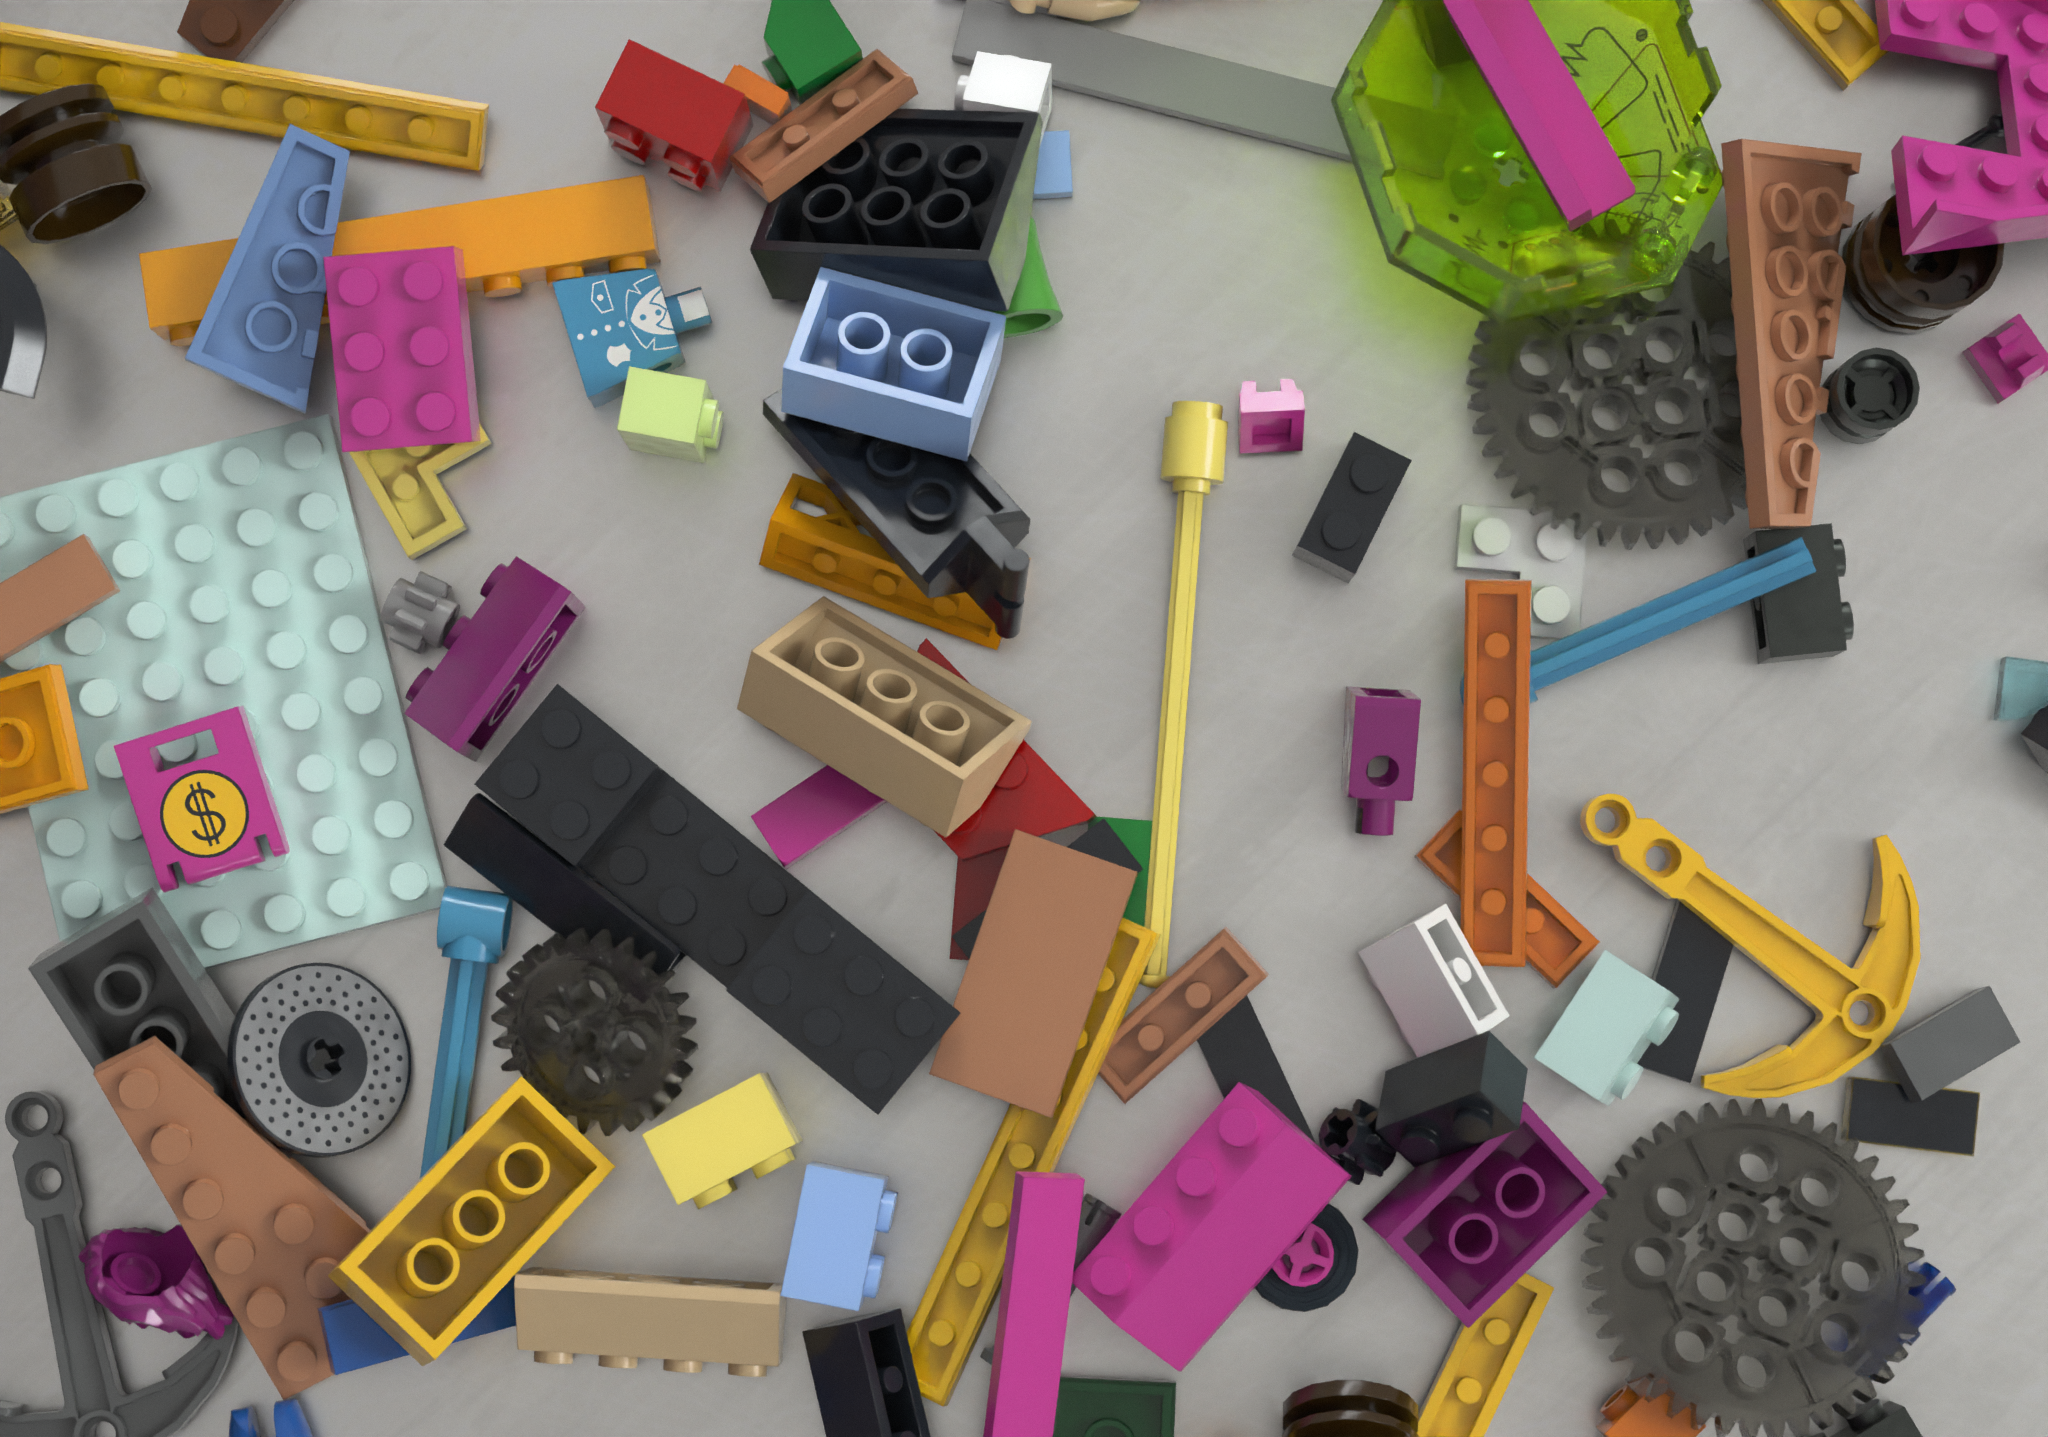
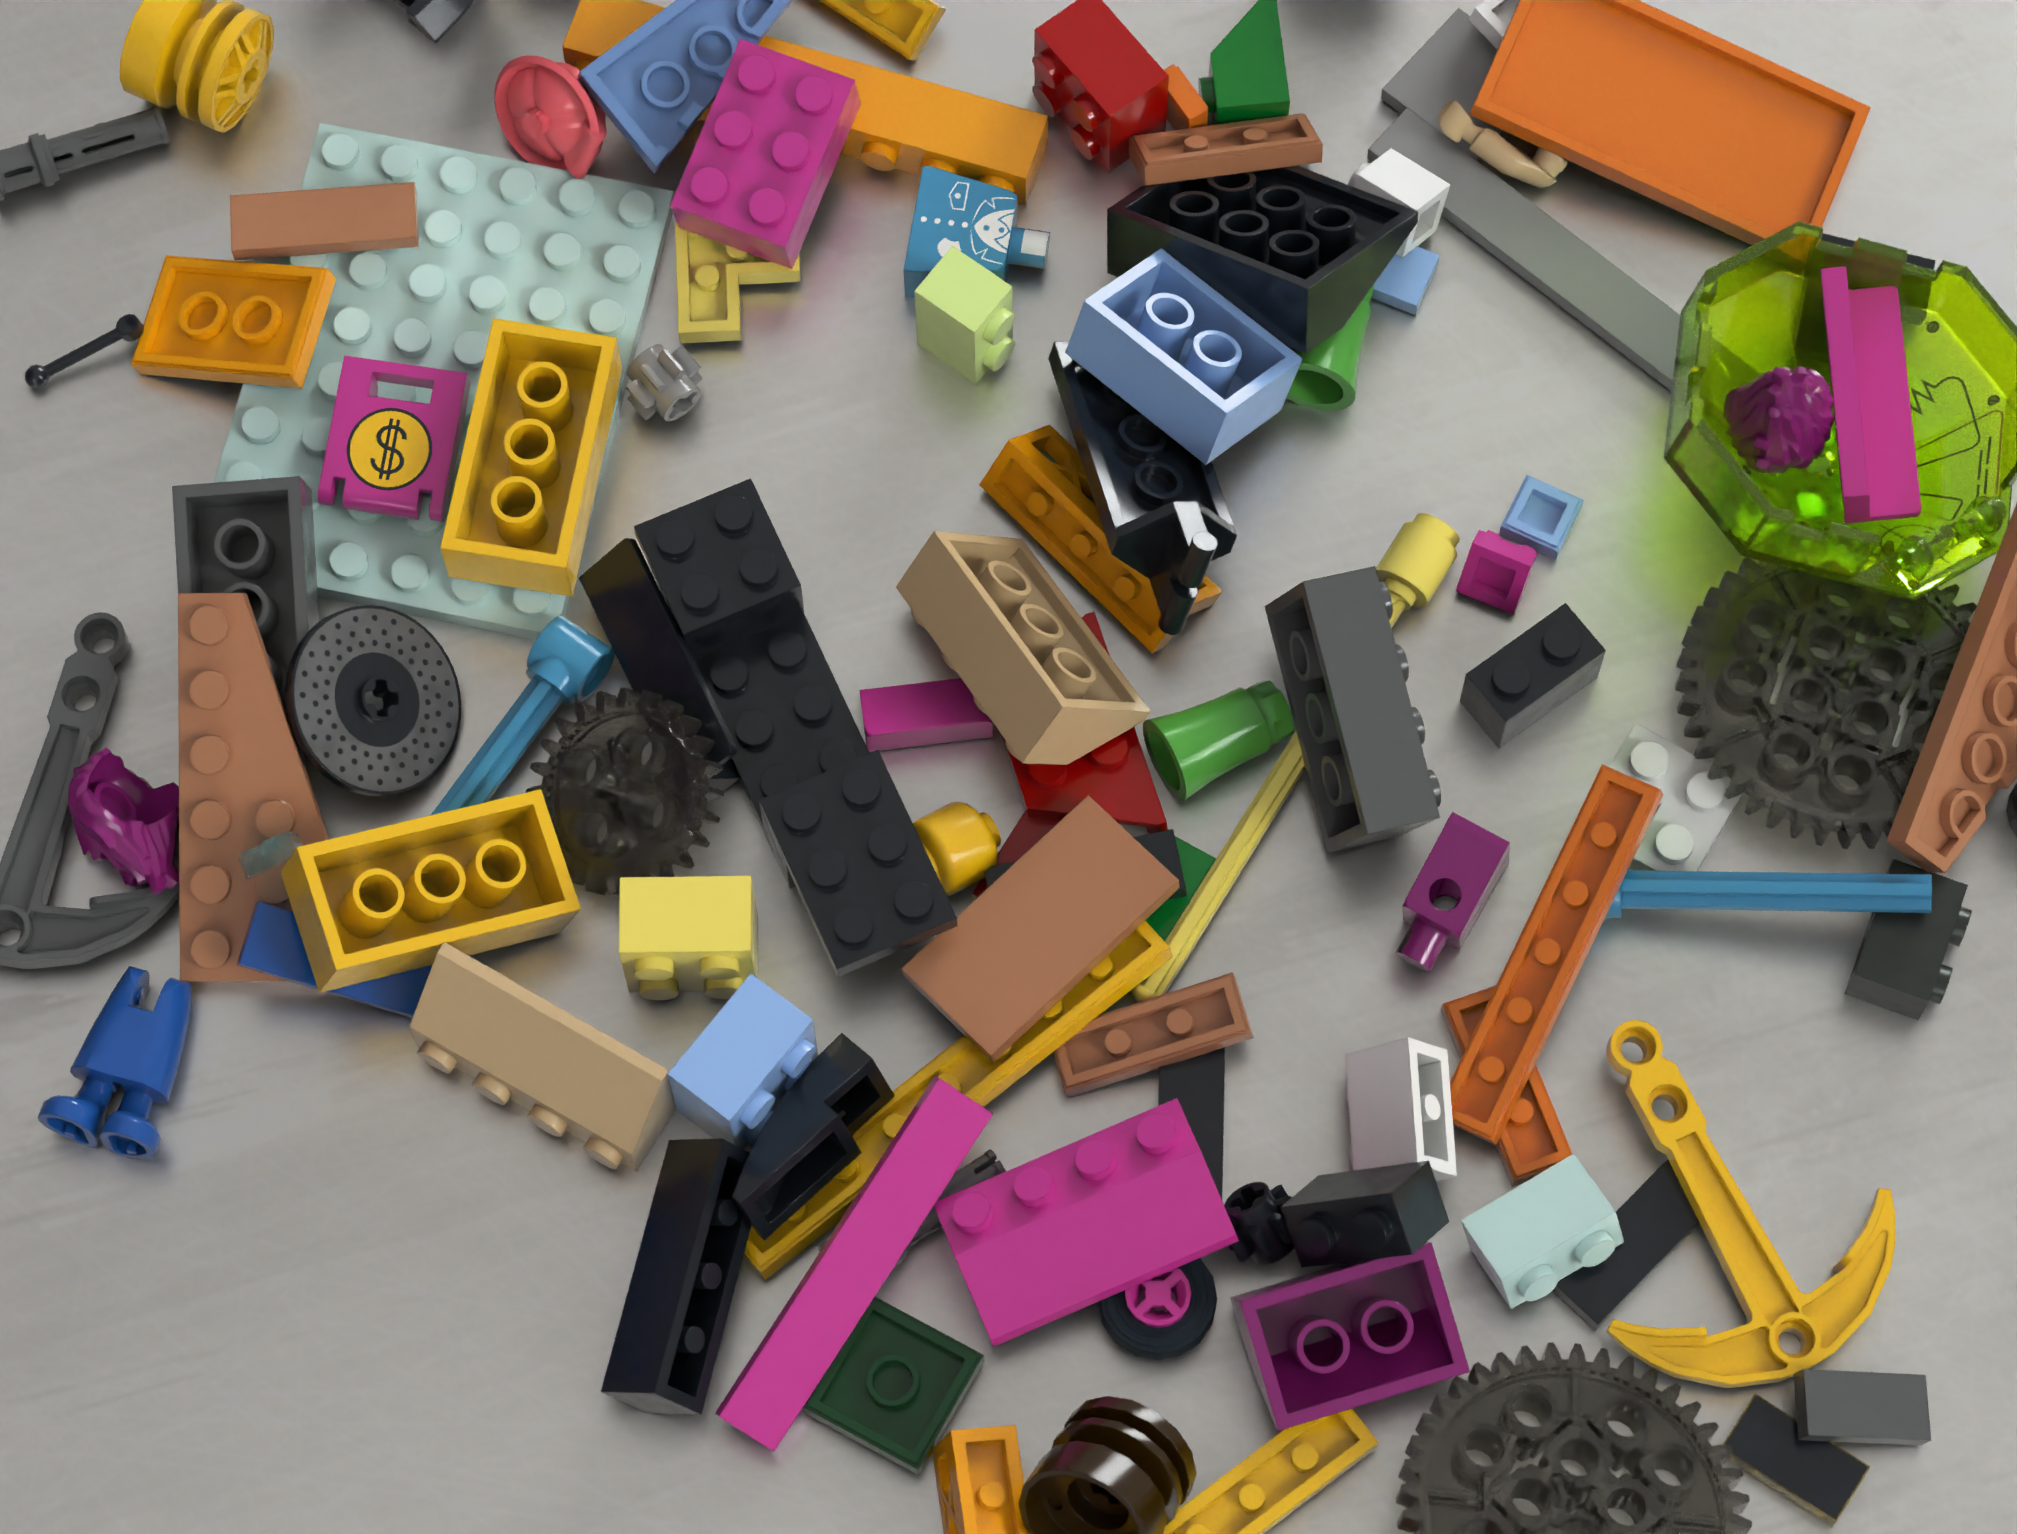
camera: 30 degrees right, 15 degrees down
(174, 400) = (549, 114): none -> coral piece
(312, 1262) = (269, 854): none -> clear light blue tile
(342, 759) = (532, 457): none -> yellow brick
(493, 657) = (710, 446): magenta slope -> none
(915, 927) = (959, 844): none -> yellow head
(926, 1269) = (810, 1135): none -> black slope
(1097, 706) = (1216, 736): none -> bright green plant
(1218, 636) = (1353, 709): none -> dark grey brick
(1282, 343) = (1541, 517): none -> light blue tile
(1475, 171) = (1780, 419): none -> magenta hair

